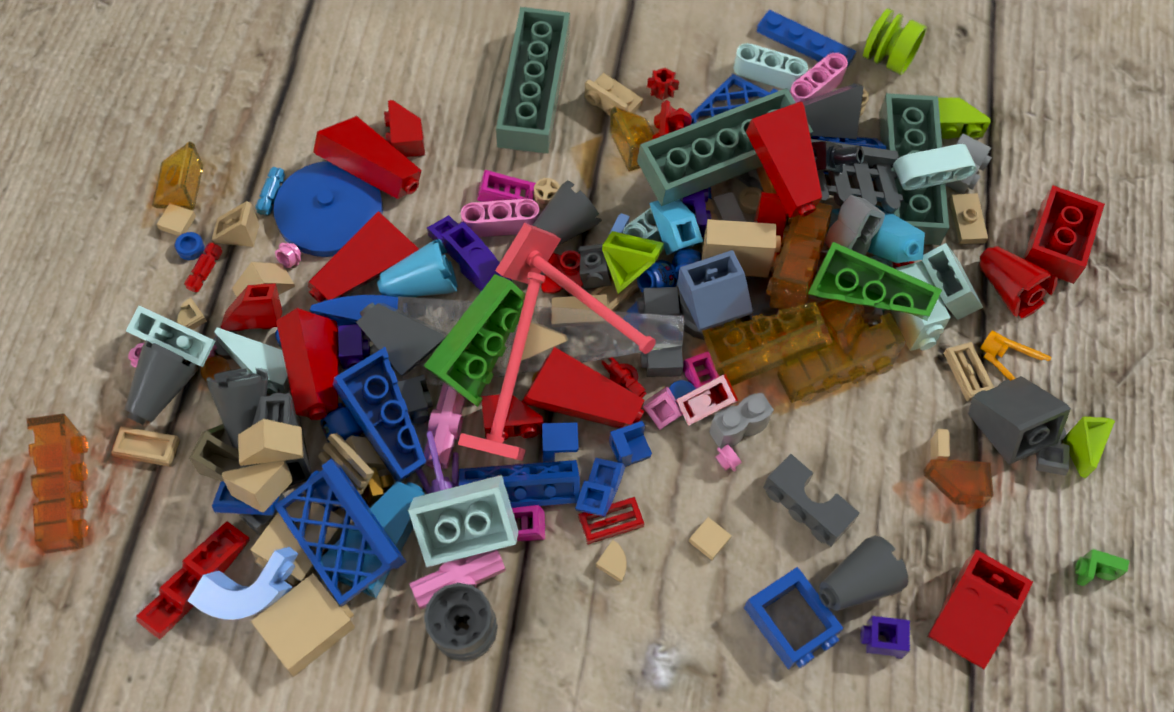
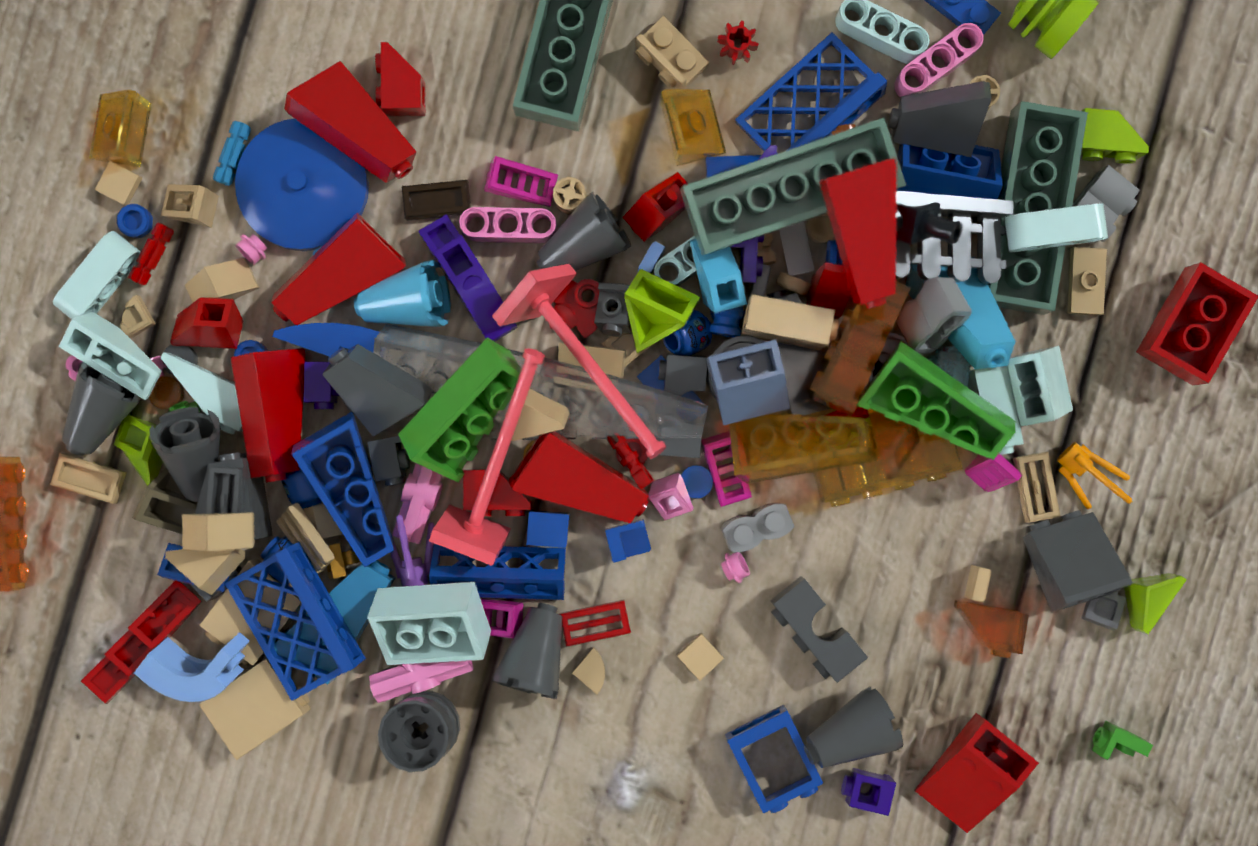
camera: 10 degrees right, 25 degrees up
(158, 284) = (97, 276): none -> light aqua beam
(194, 411) = (135, 442): none -> lime slope
(432, 209) = (435, 199): none -> dark brown tile
(559, 550) = (534, 654): none -> dark grey cone
(601, 487) = (587, 587): blue slope -> none
(619, 195) = (657, 207): none -> red slope
(670, 119) = (738, 113): red hips -> none
(707, 400) = (720, 503): slope -> none
(929, 356) = (992, 473): none -> dark pink slope
(1017, 280) = (1120, 380): red cone -> none

